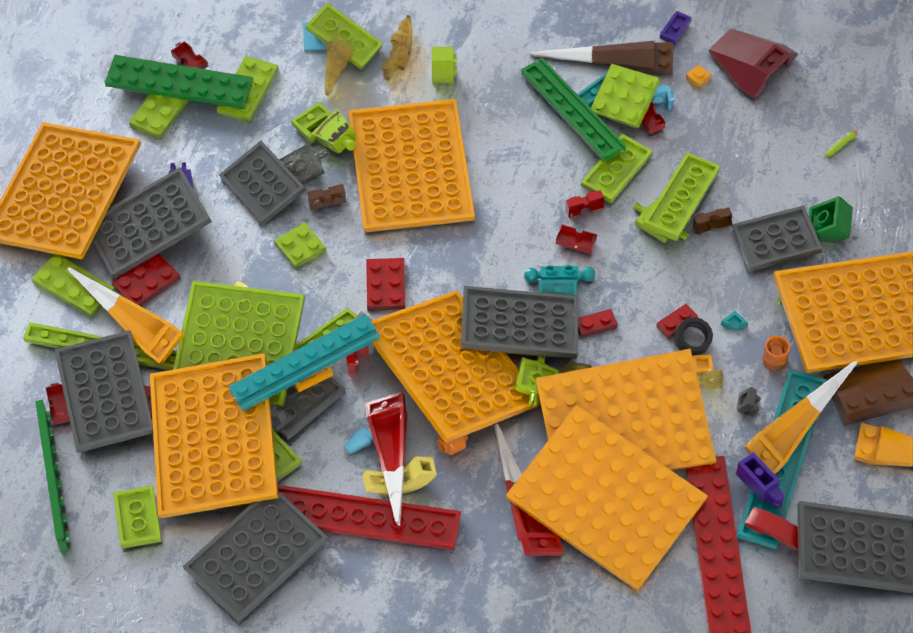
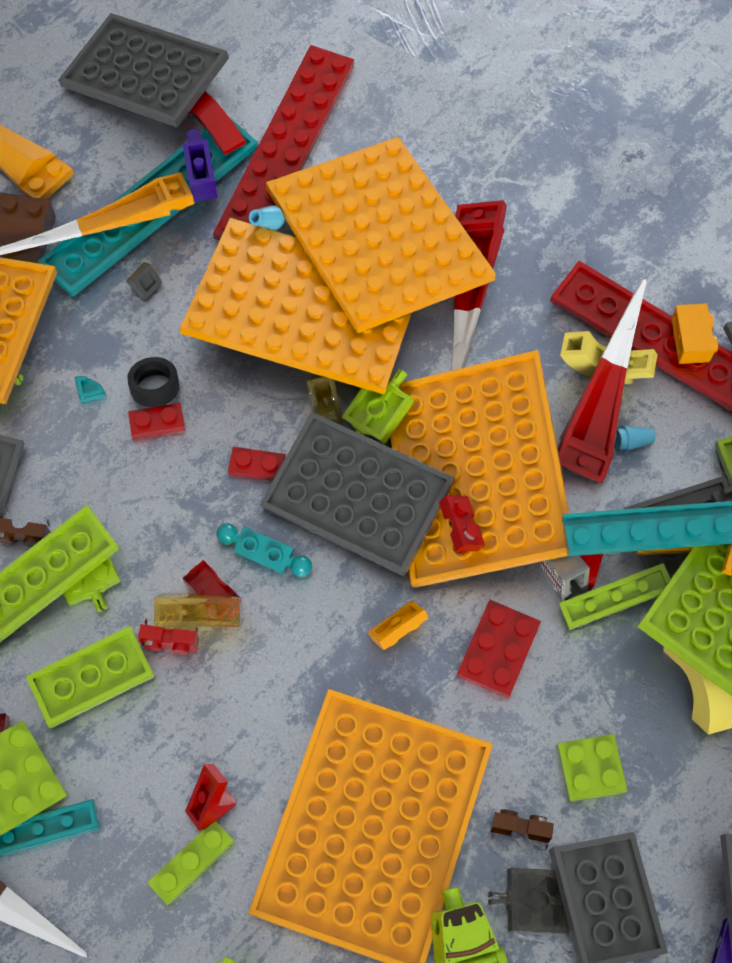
camera: 155 degrees left, 10 degrees up
(347, 517) = (694, 333): none -> light orange brick
(447, 323) = (465, 534): none -> red piece
(453, 266) = (398, 625): none -> light orange plate
(501, 112) = (191, 862): none -> lime plate
(507, 139) = (209, 798): none -> red slope
(562, 287) = (278, 527): teal plate -> none
(573, 109) = (90, 805): green plate -> none
(583, 216) = (196, 610): none -> clear yellow slope
(689, 467) = (267, 217): none -> medium azure cone
(702, 363) = (166, 346): light orange plate -> none
(711, 378) = (169, 324): clear yellow piece -> none
(776, 353) = (72, 315): orange wheel -> none

